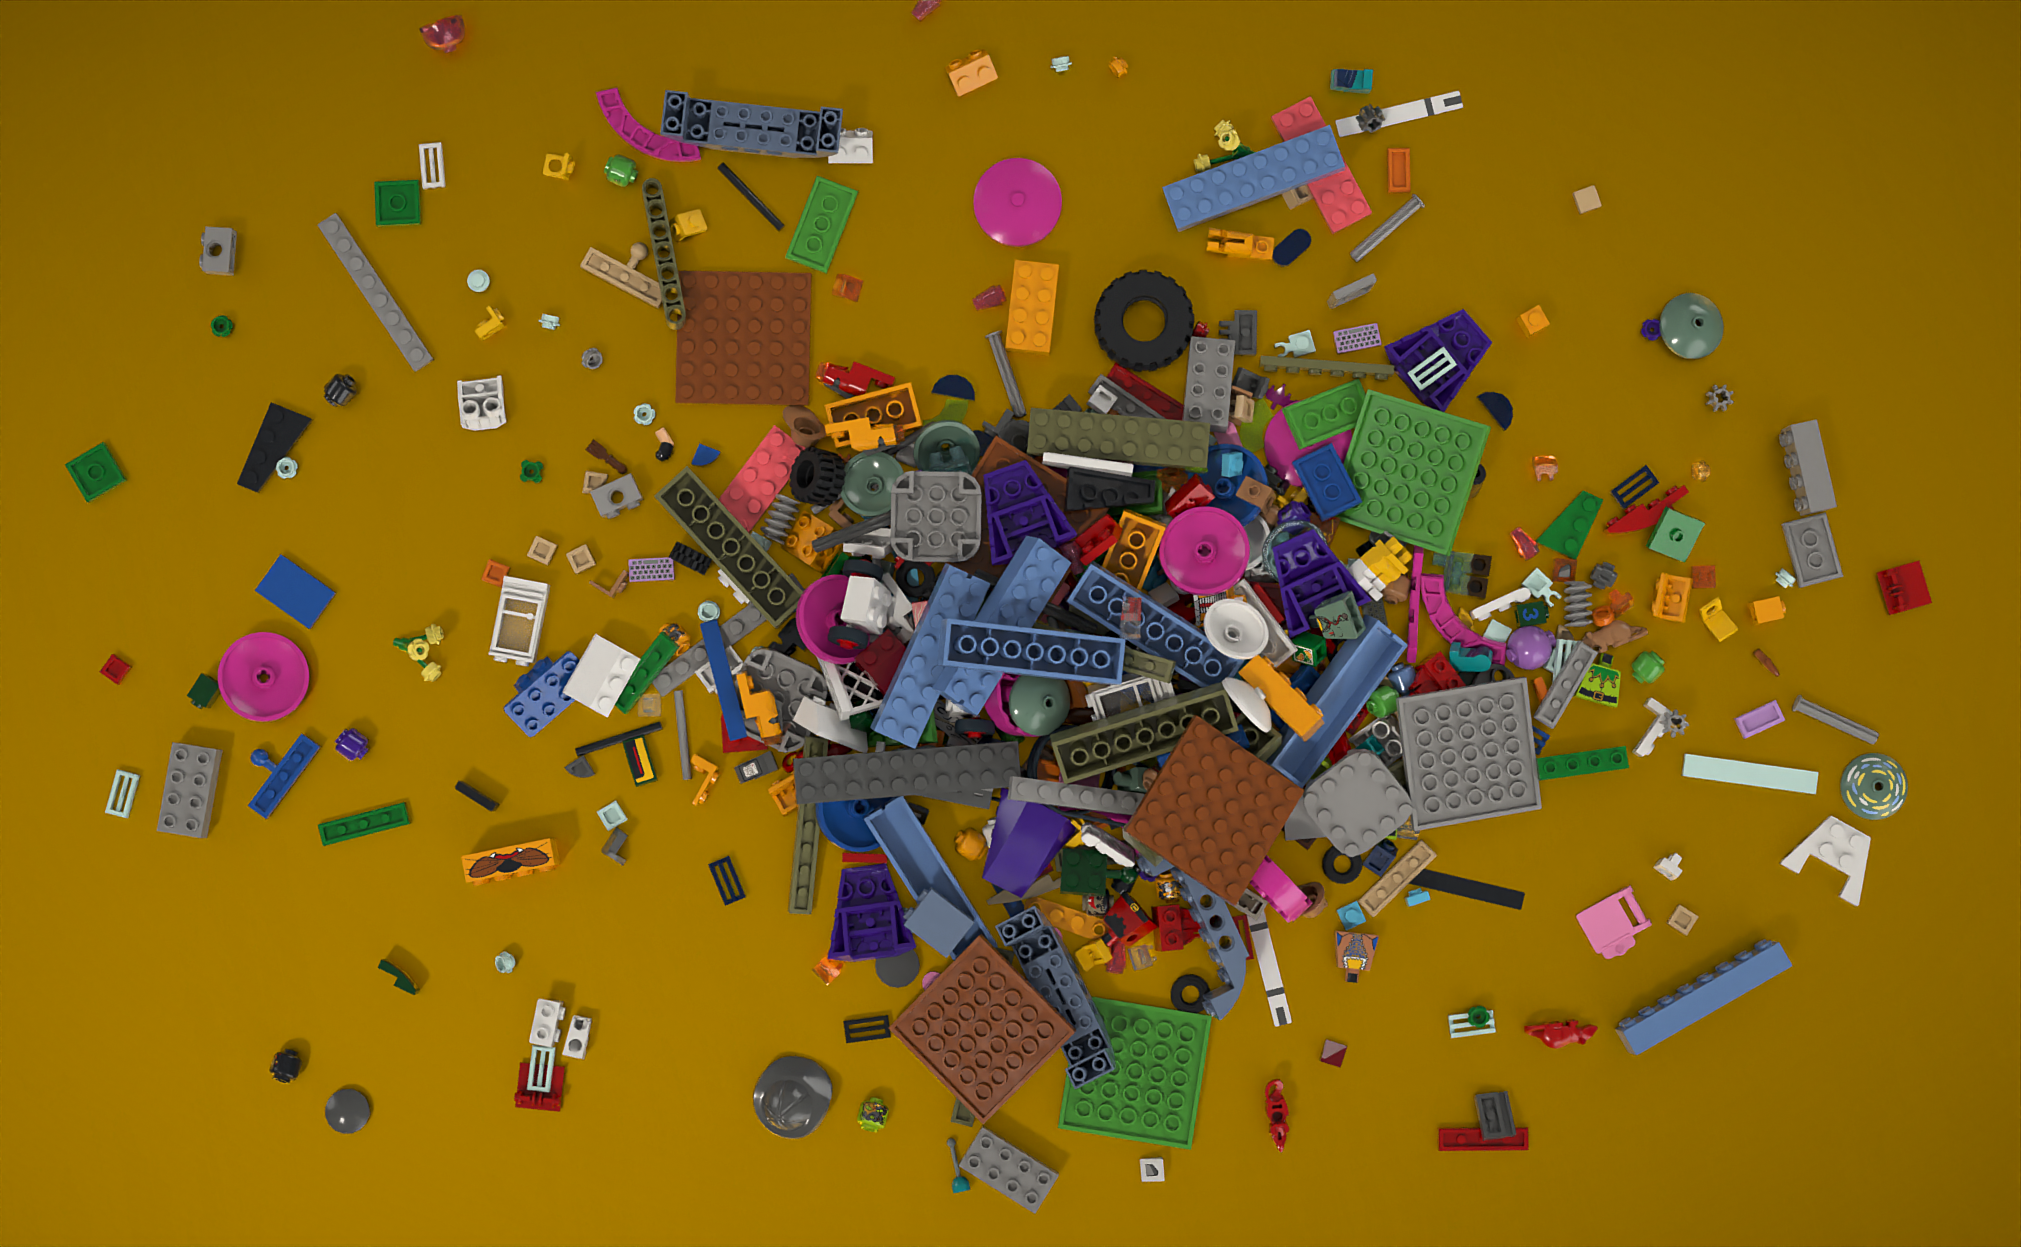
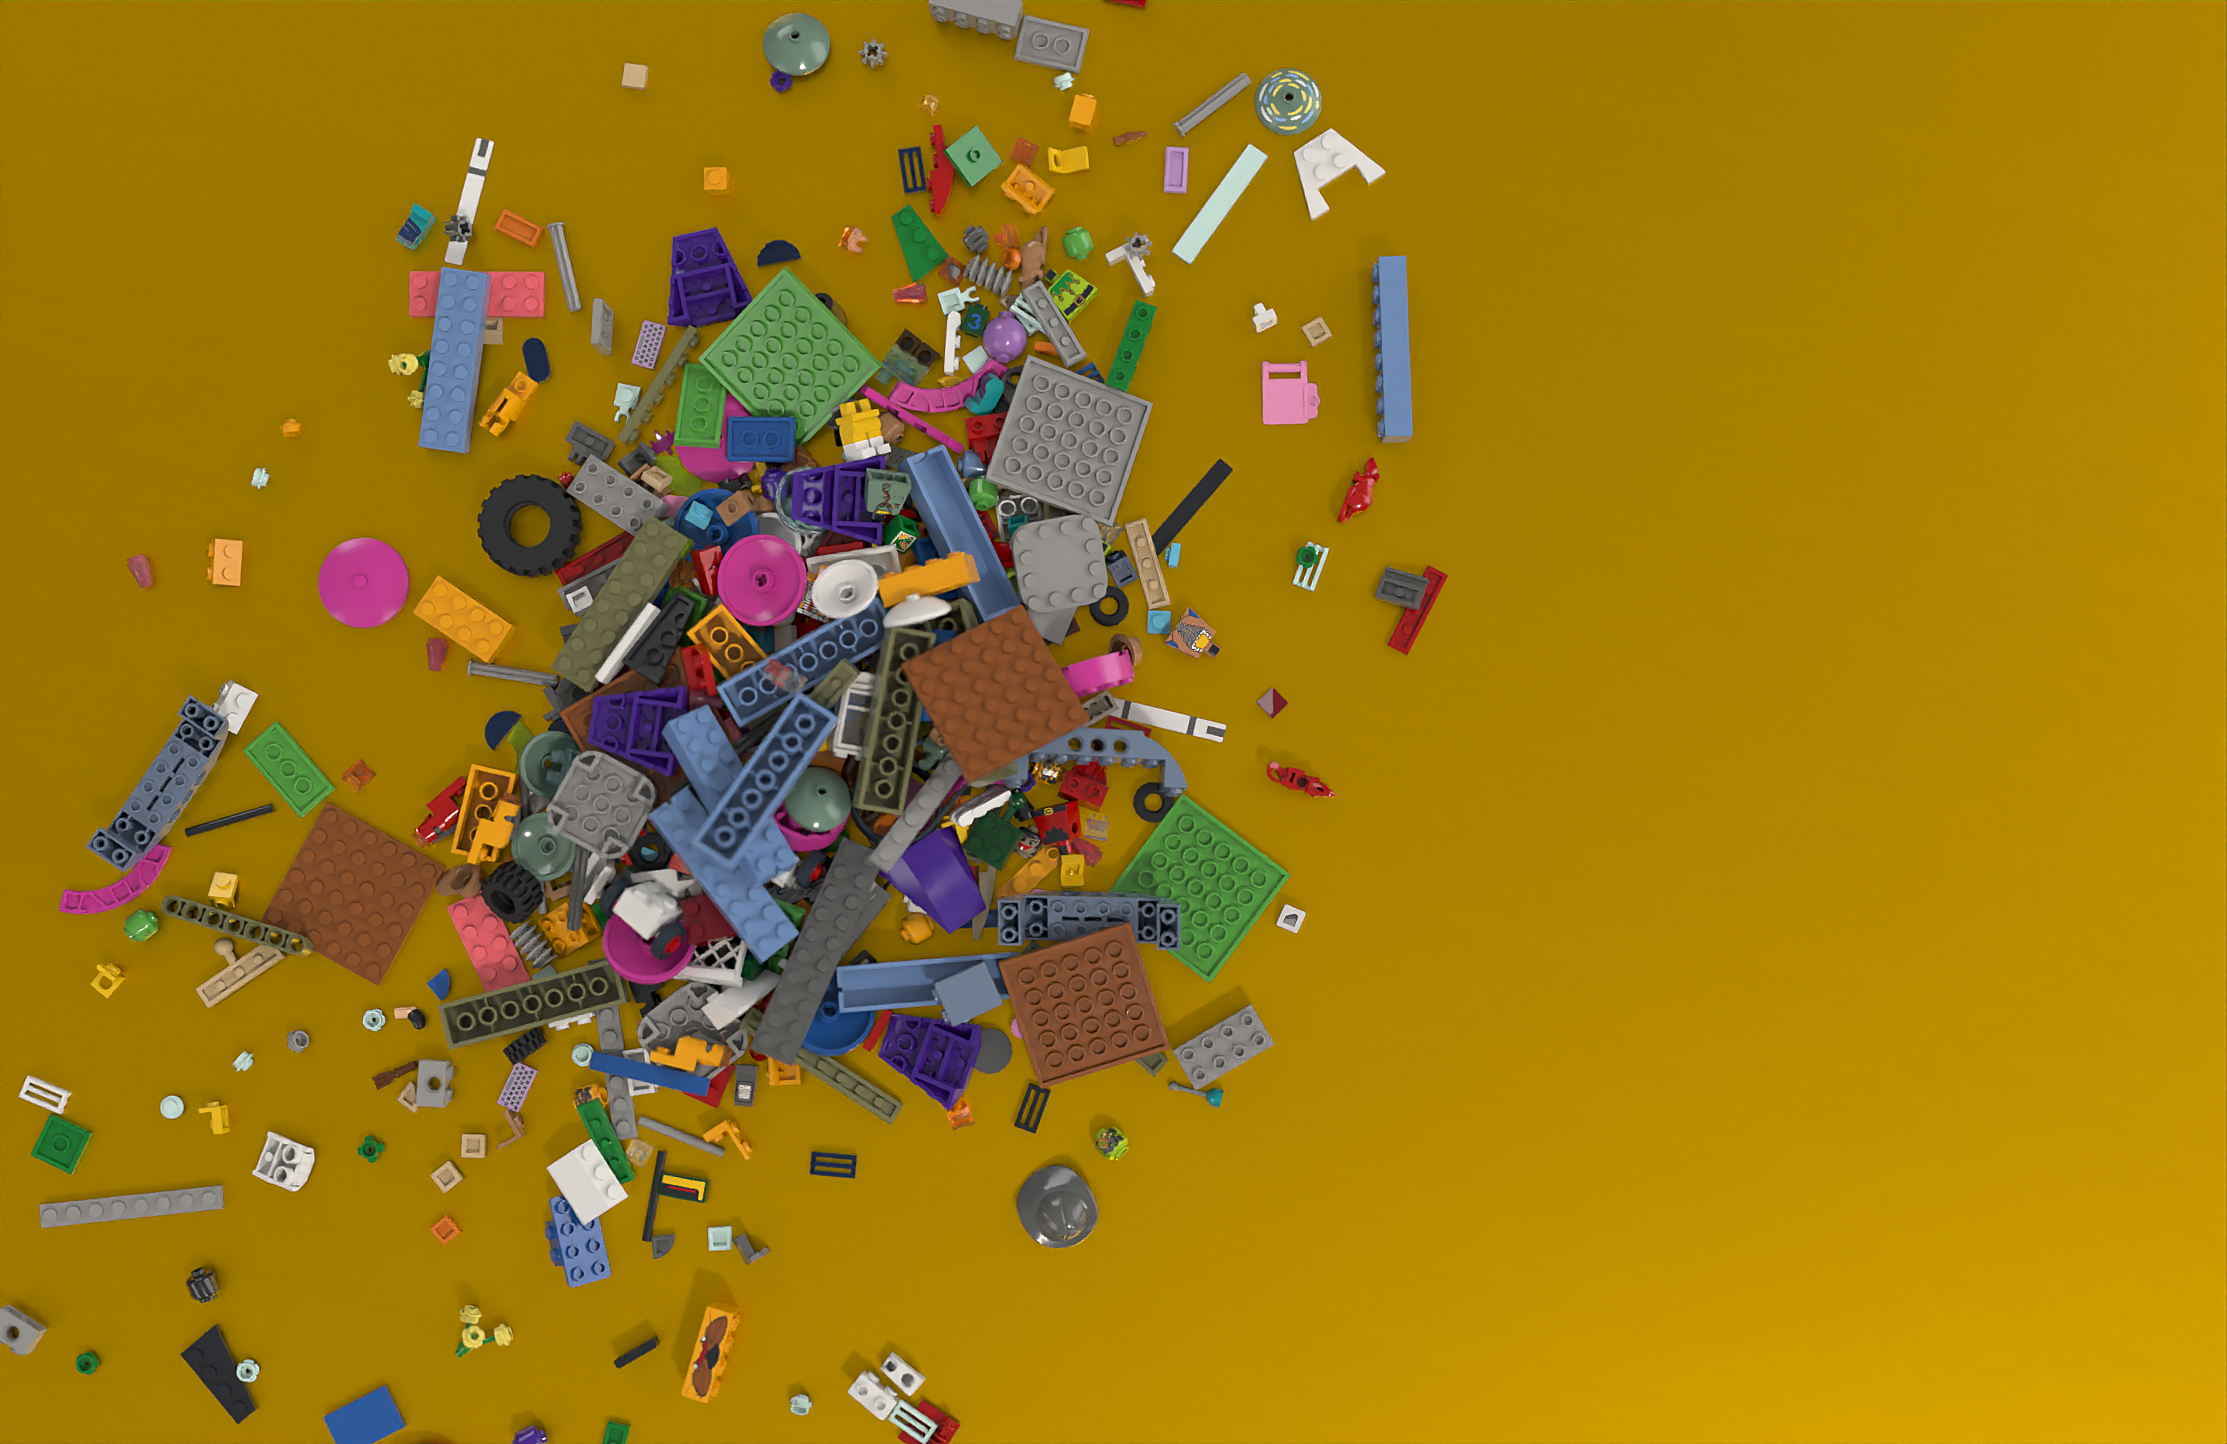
camera: 60 degrees left, 0 degrees up
(519, 621) = (499, 1230): white door -> none
(1447, 358) = (710, 290): light aqua tile -> none

